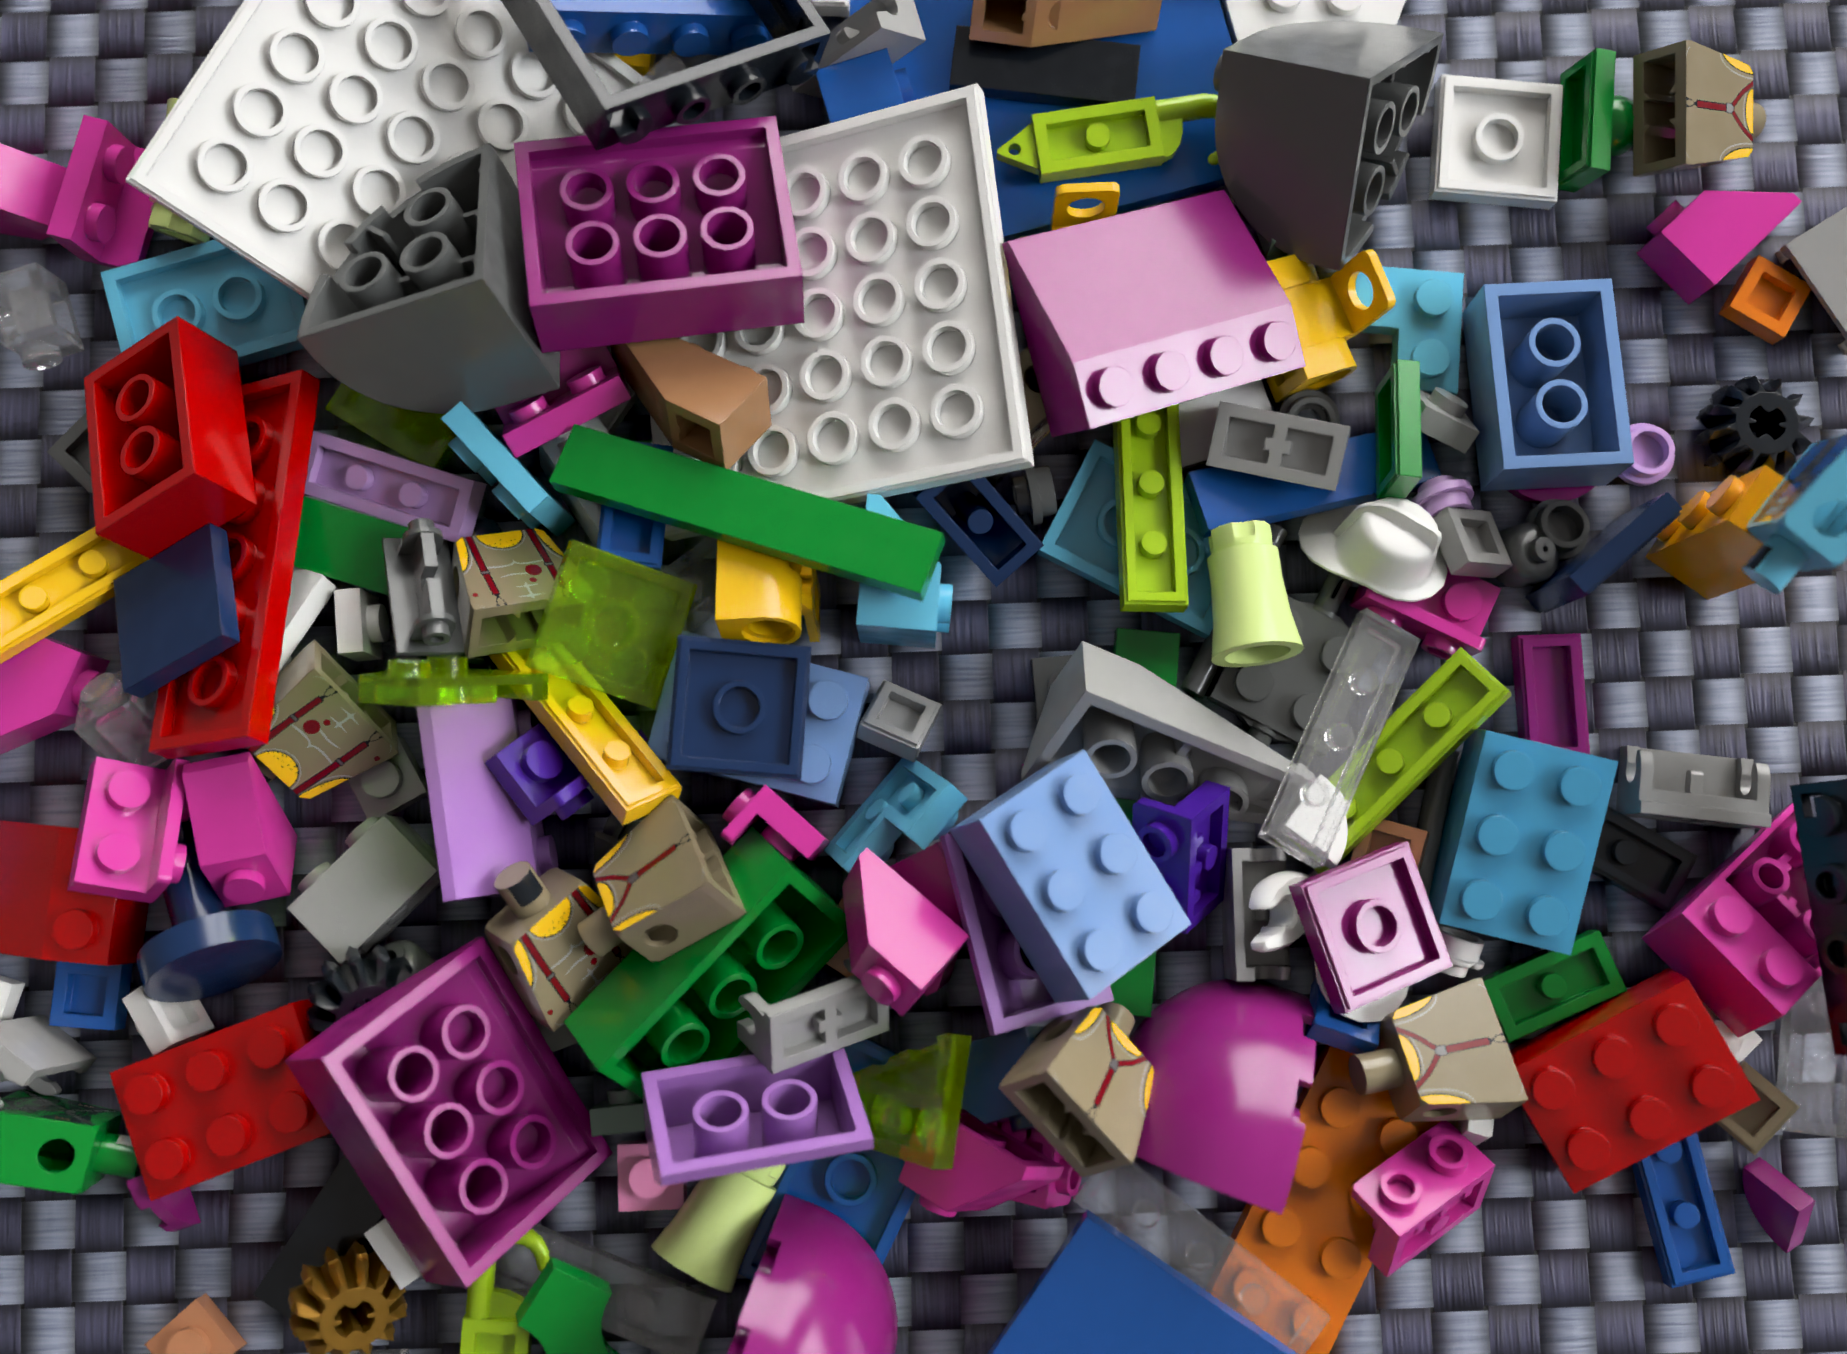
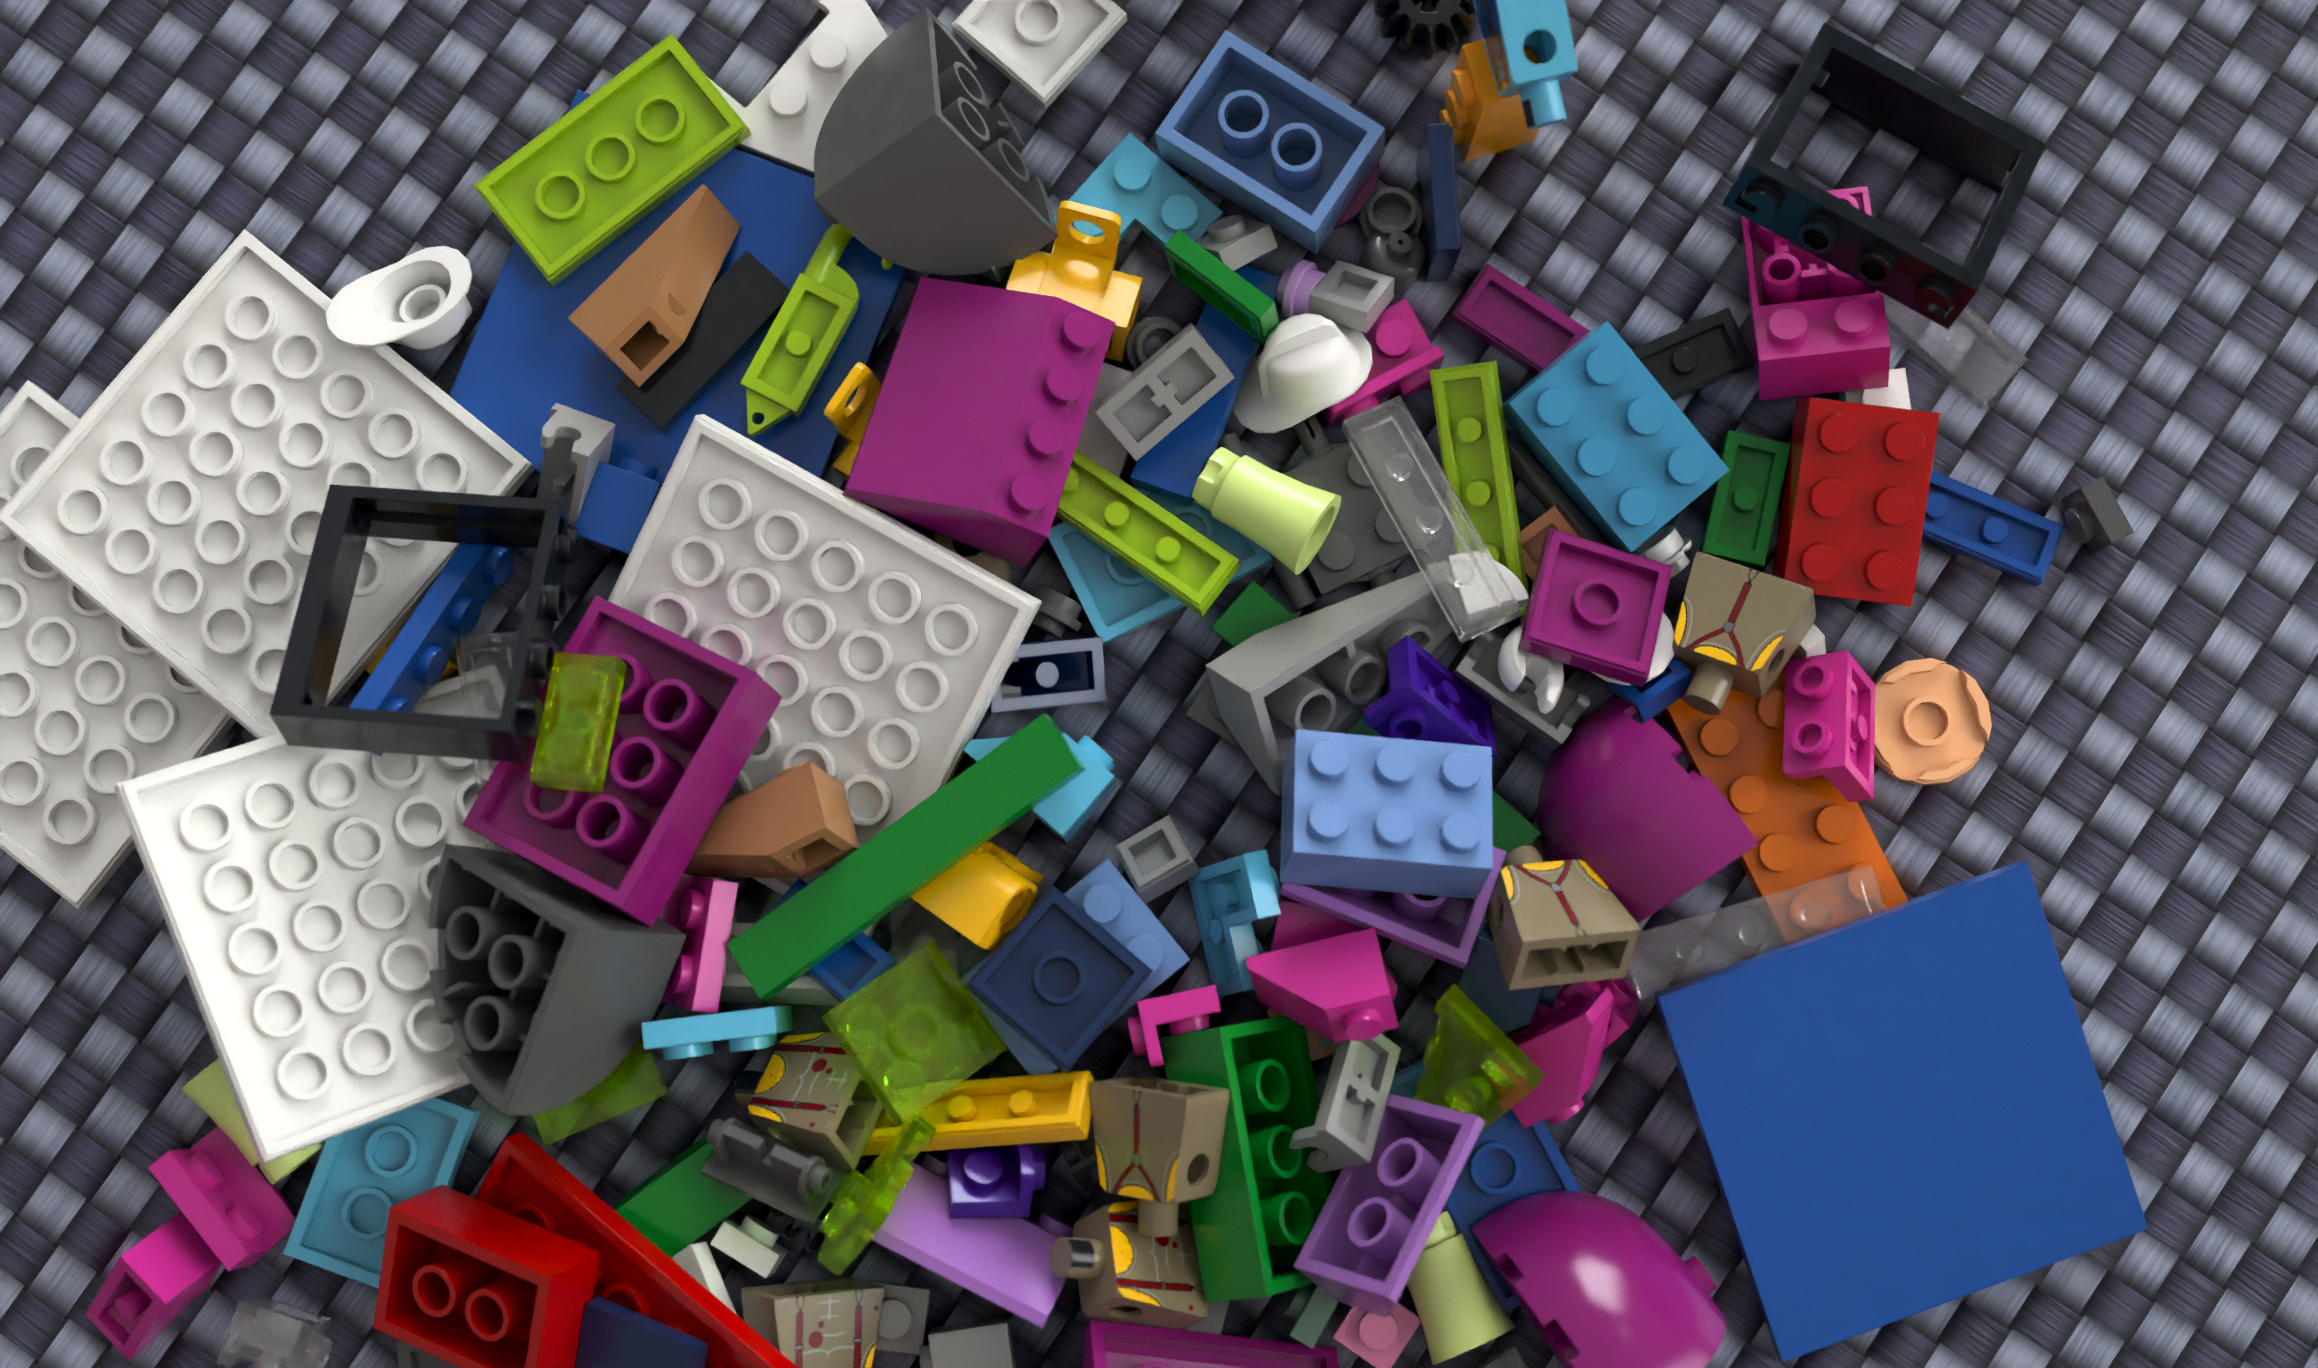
camera: 50 degrees left, 0 degrees up
(392, 486) = (657, 1133): lavender plate -> none
(660, 169) = (578, 722): none -> clear neon green plate
(1465, 1262) = (1908, 729): none -> light nougat tile
(1652, 455) = (1383, 100): lavender plate -> none
(1693, 788) = (1672, 270): light grey hinge -> none
(1761, 1120) = (1959, 417): dark tan tile -> none
(1766, 1294) = (2095, 516): none -> dark grey plate
(1777, 1204) = (2036, 453): magenta tile -> none

